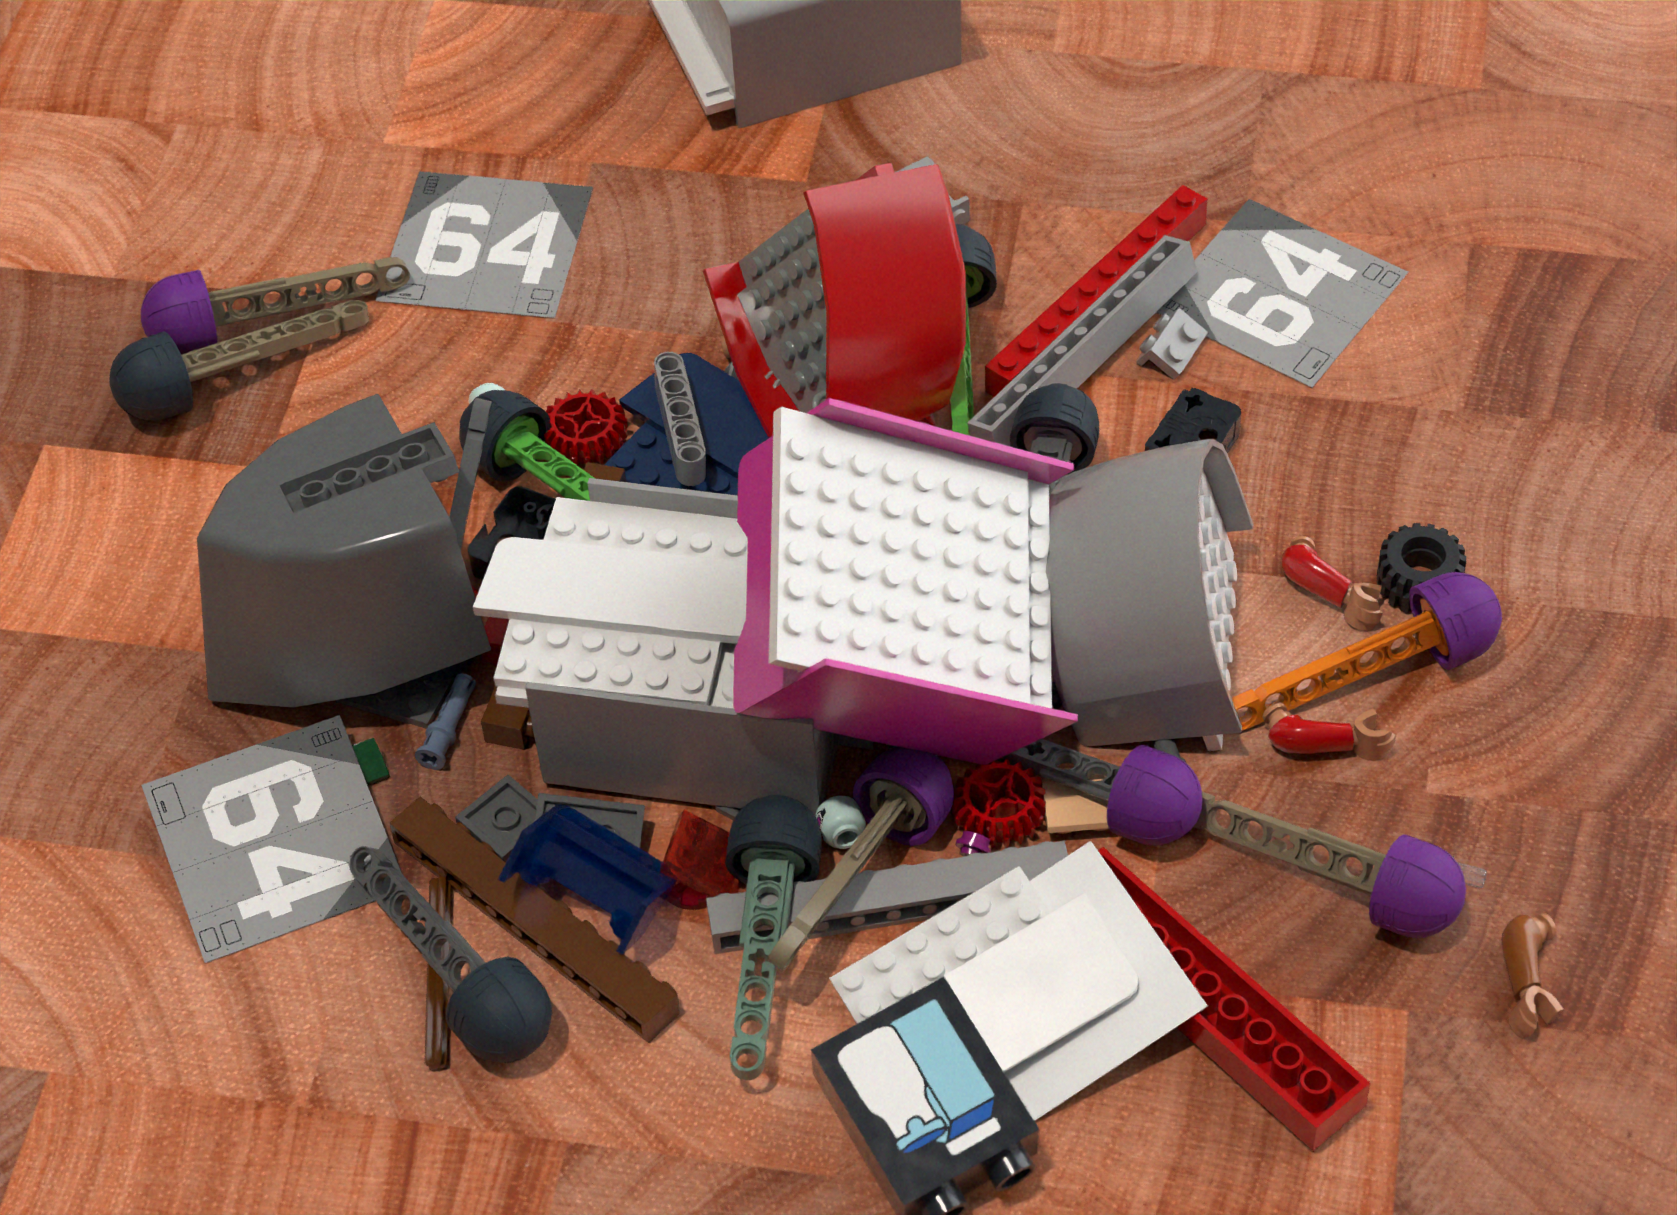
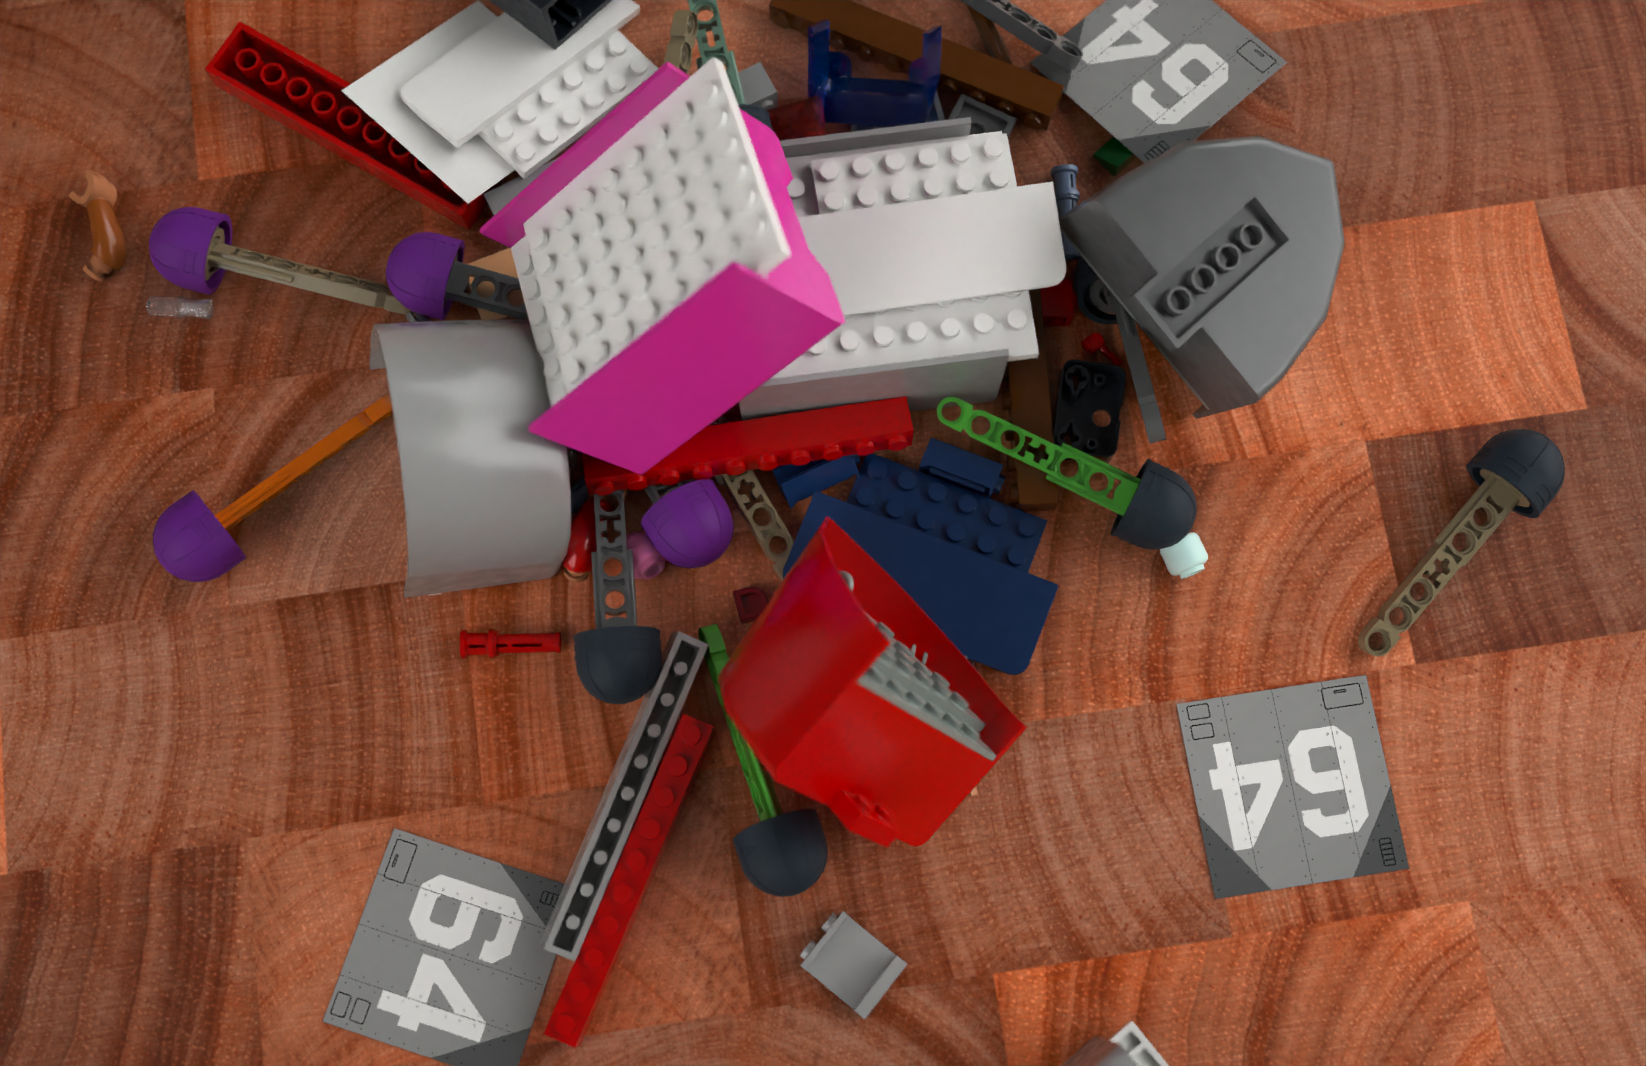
camera: 160 degrees right, 25 degrees up
(191, 313) = (1530, 558): piece -> none
(586, 427) = (1096, 555): red gear -> none
(680, 419) = (984, 546): light grey beam -> none
(1172, 343) = (543, 836): light grey bracket -> none
(1193, 414) = (502, 715): black axle -> none
(1305, 736) = (322, 395): piece -> none
(1312, 573) = (346, 575): piece -> none
(1411, 548) = (226, 590): black tyre -> none

